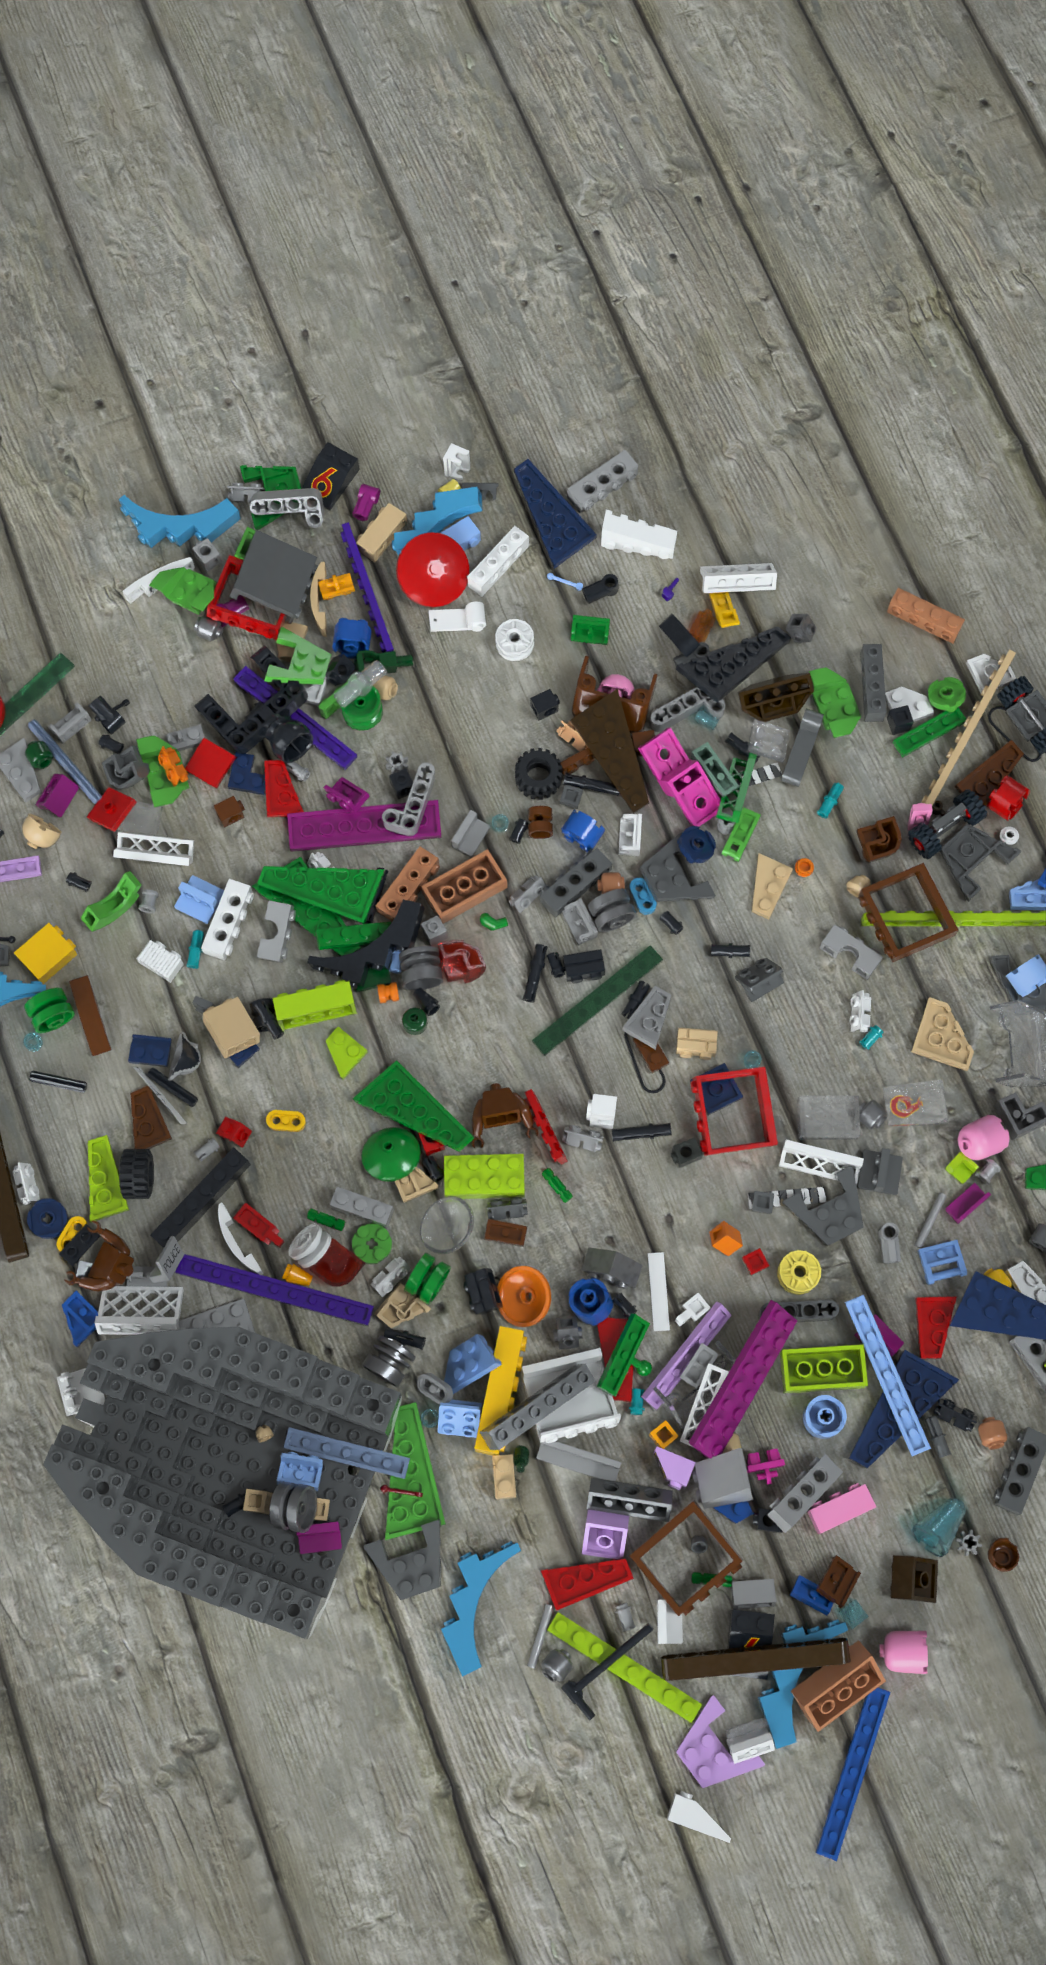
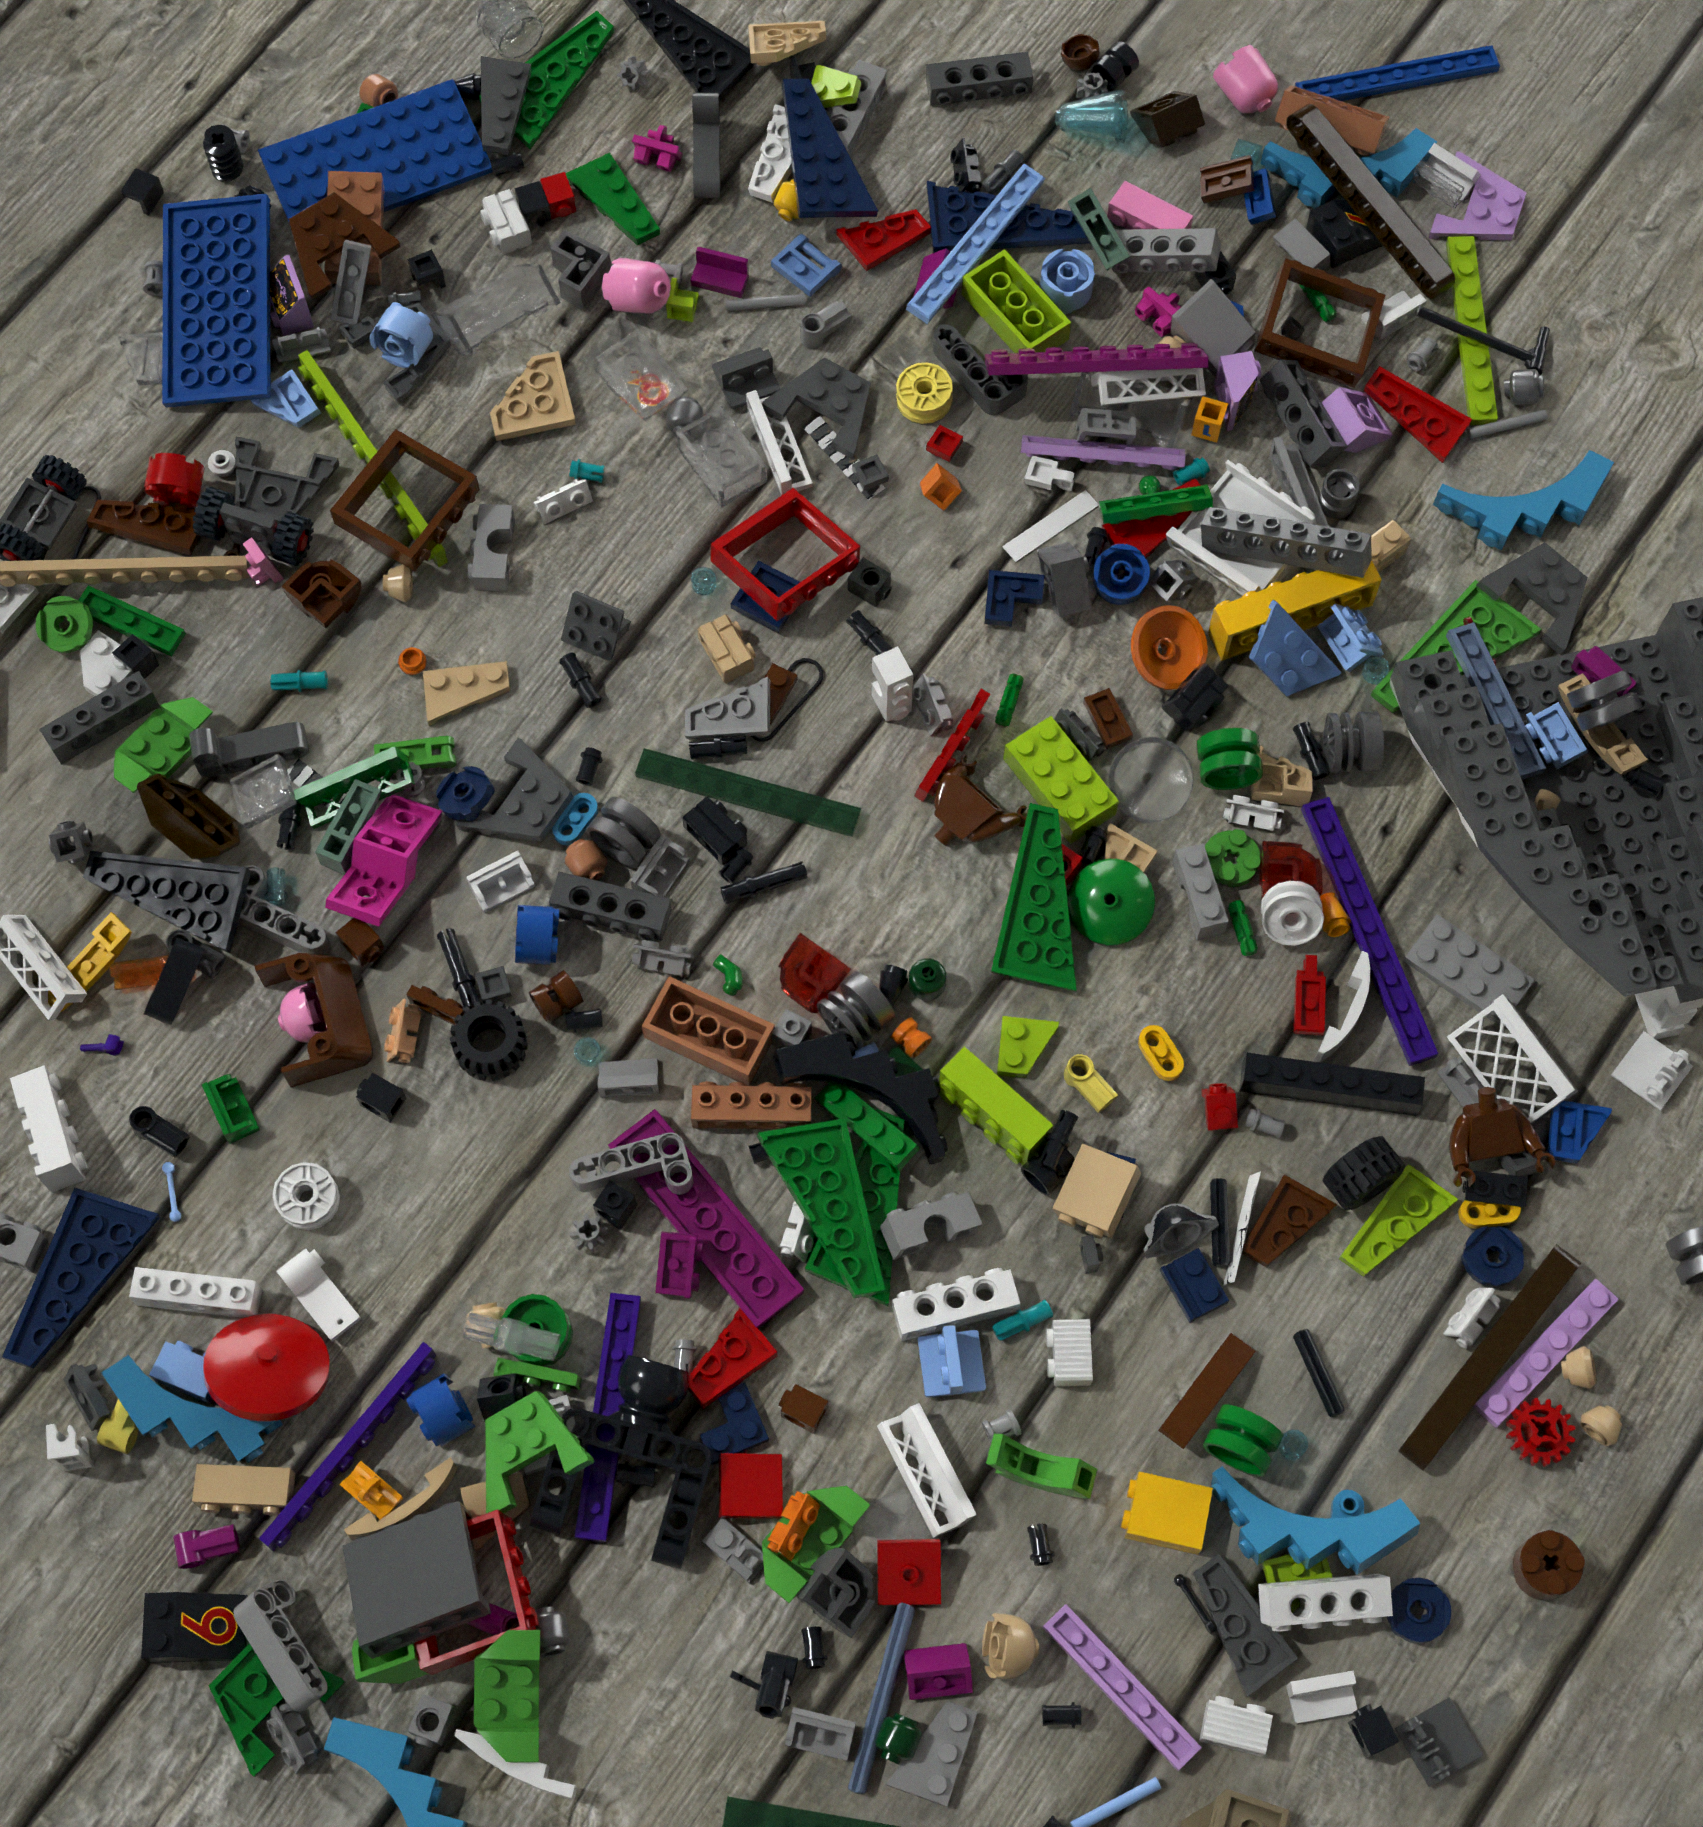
camera: 125 degrees left, 5 degrees down
(167, 1261) = (1441, 1059): light grey panel -> none
(293, 1069) = (1091, 1085): none -> light yellow piece
(387, 659) = (449, 1348): dark green piece -> none
(436, 1389) = (1342, 679): light grey plate -> none
(559, 1480) = (1338, 493): none -> flat silver wheel
(609, 740) = (388, 971): dark brown wing -> none
(629, 1229) = (1007, 588): none -> dark blue plate
(691, 1815) = (1561, 187): white slope -> none
(846, 1458) = (1098, 229): none -> sand green slope
(976, 1570) = (1116, 64): none -> black wheel
(992, 1433) = (960, 123): nougat head -> none

